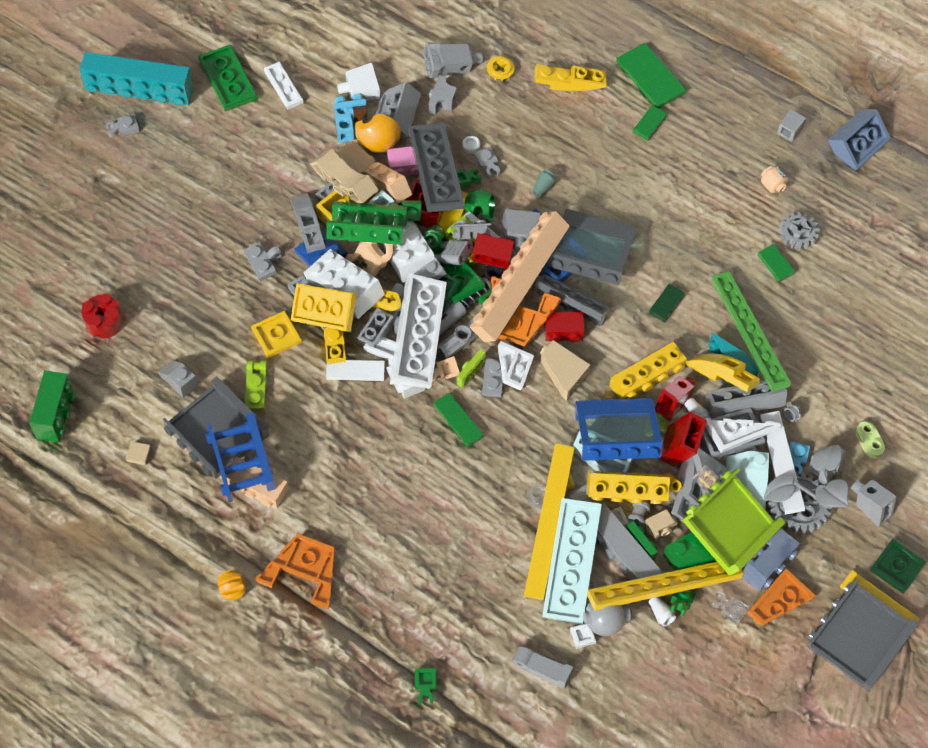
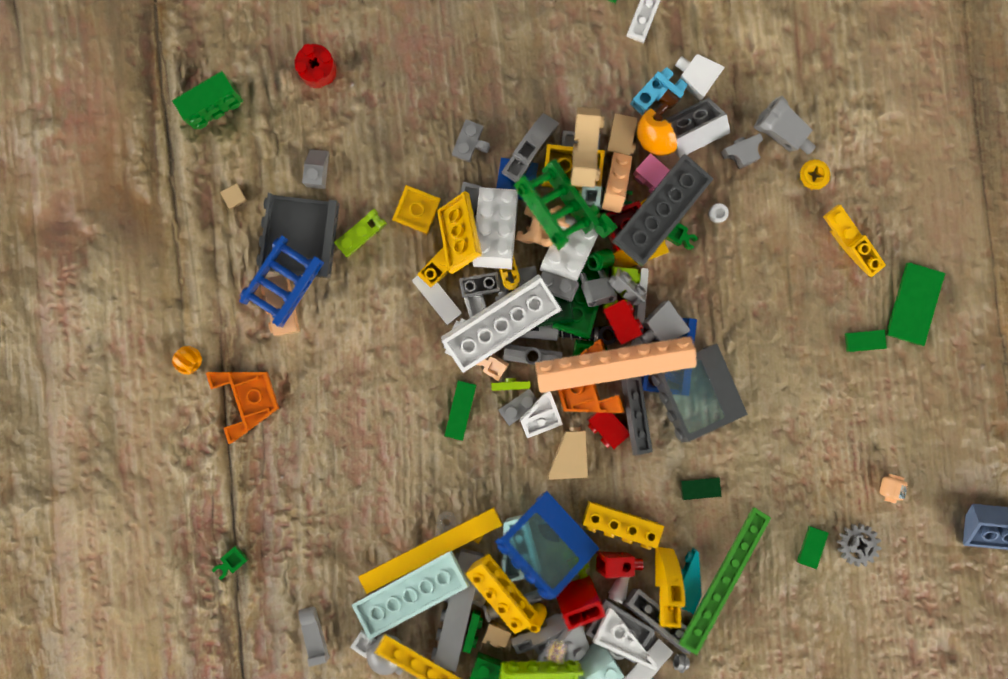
camera: 50 degrees right, 25 degrees up
(480, 201) = (666, 268): green helmet -> none
(487, 160) = (714, 238): light grey plate -> none
(543, 183) = (730, 302): sand green cone -> none
(791, 125) = (962, 461): light grey brick -> none

